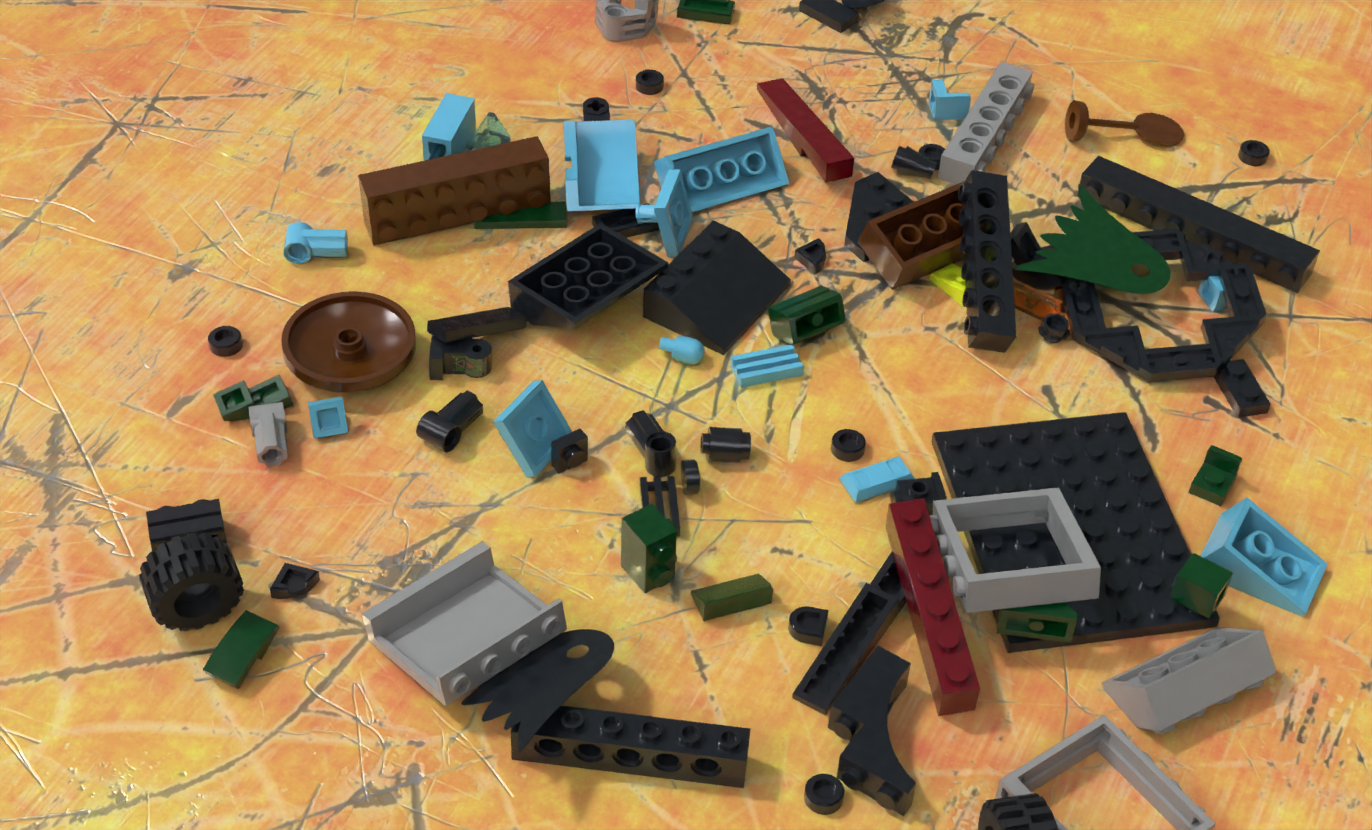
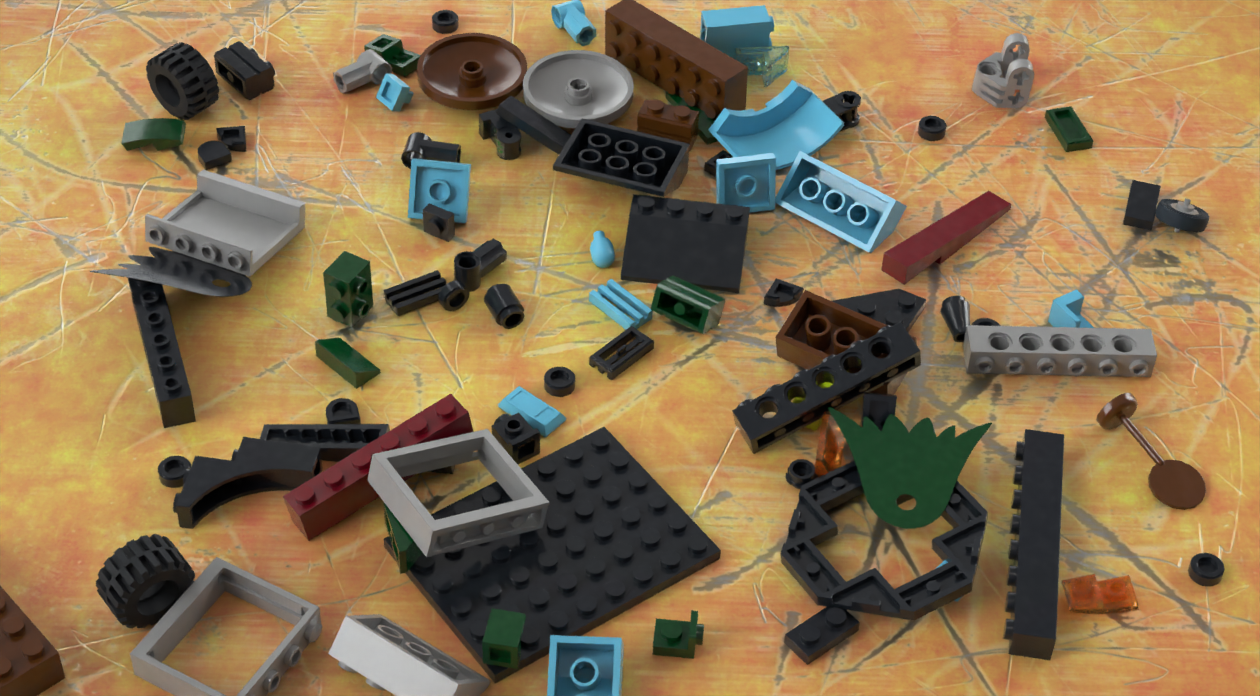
camera: 65 degrees right, 0 degrees up
(311, 608) = (213, 154): none -> black tile
(440, 273) = (578, 86): none -> light grey dish
(536, 235) = (668, 121): none -> reddish brown brick
(825, 387) = (625, 355): none -> black tile
(1263, 209) = (1100, 597): none -> clear orange slope

